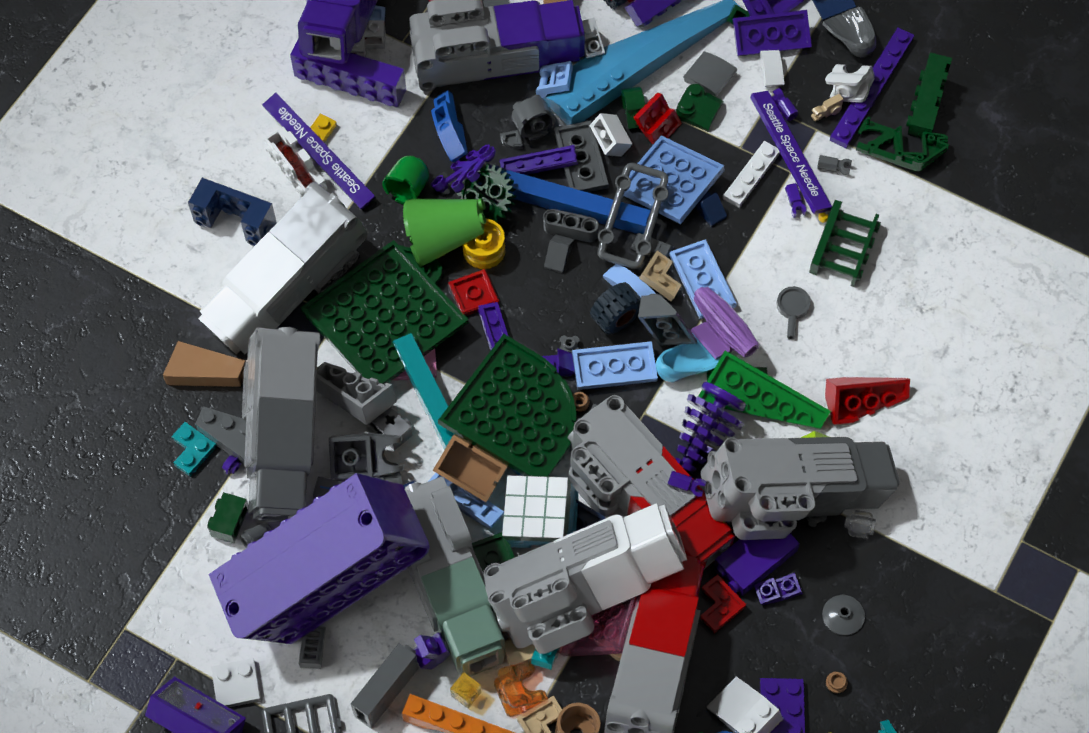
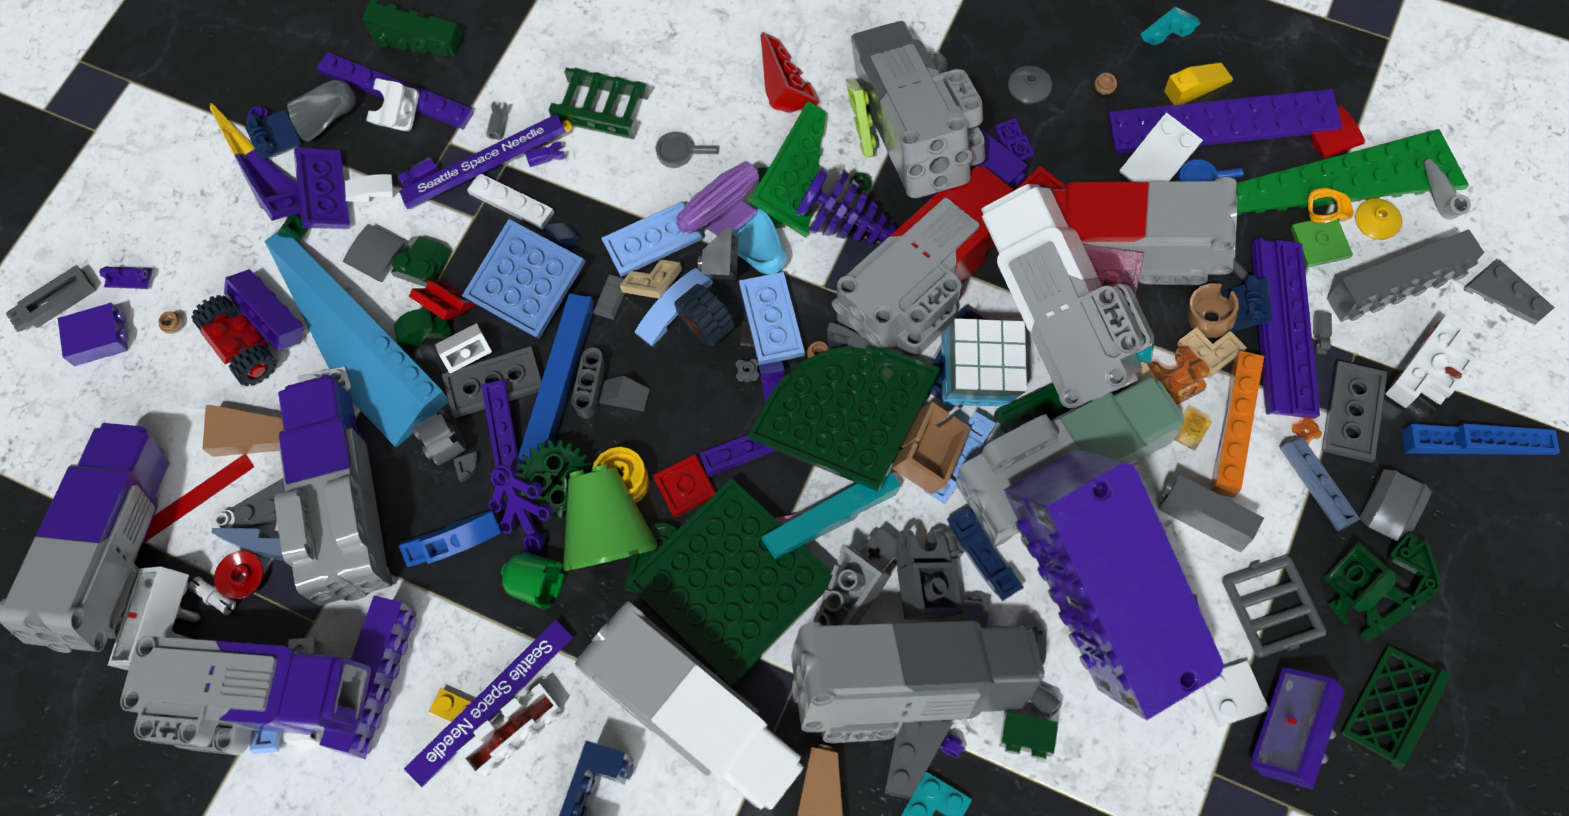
camera: 90 degrees left, 5 degrees up
(431, 650) = (1159, 468): dark purple brick -> none
(559, 80) = (379, 412): light blue plate -> none
(643, 246) = (552, 280): dark grey bar -> none
(686, 483) = (936, 205): dark purple bar -> none
(829, 107) = (423, 124): tan plate -> none
(932, 146) = (473, 26): dark green piece -> none

